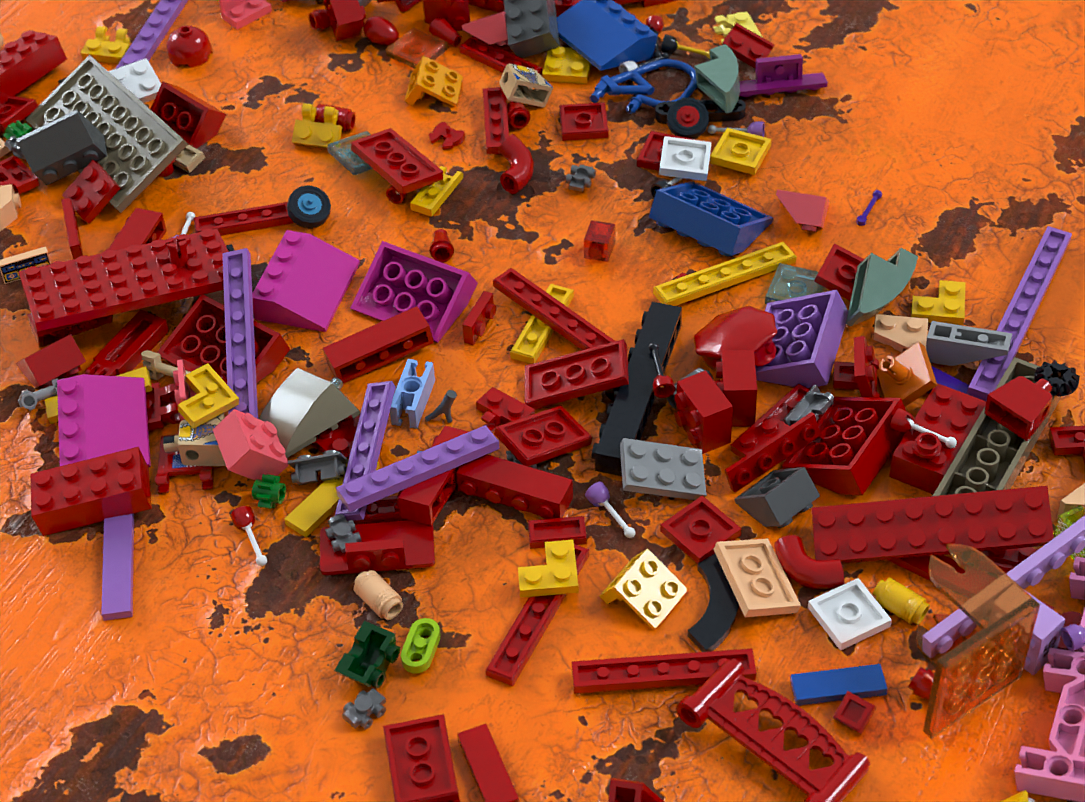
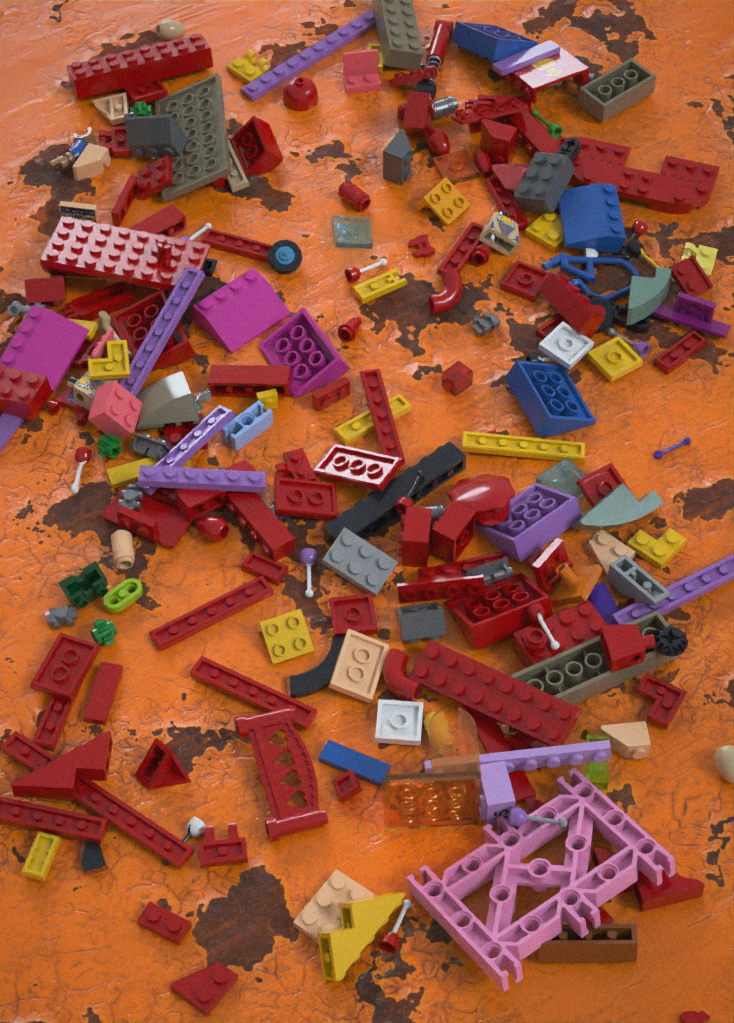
camera: 30 degrees right, 5 degrees up
(139, 79) = (243, 105): white plate -> none
(316, 134) = (333, 203): yellow plate -> none
(357, 61) = (397, 159): none -> dark grey slope
(397, 161) = (365, 251): red plate -> none
(414, 351) = (268, 398): none -> yellow plate
(434, 697) = (103, 632): none -> green gear
(444, 407) = (258, 446): dark grey bar -> none
(465, 518) = (212, 528): none -> red animal
(554, 578) = (238, 596): yellow plate -> none
(659, 117) = (572, 304): none -> red brick
(795, 118) = (680, 352): none -> red tile
(805, 208) = (619, 425): coral slope -> none

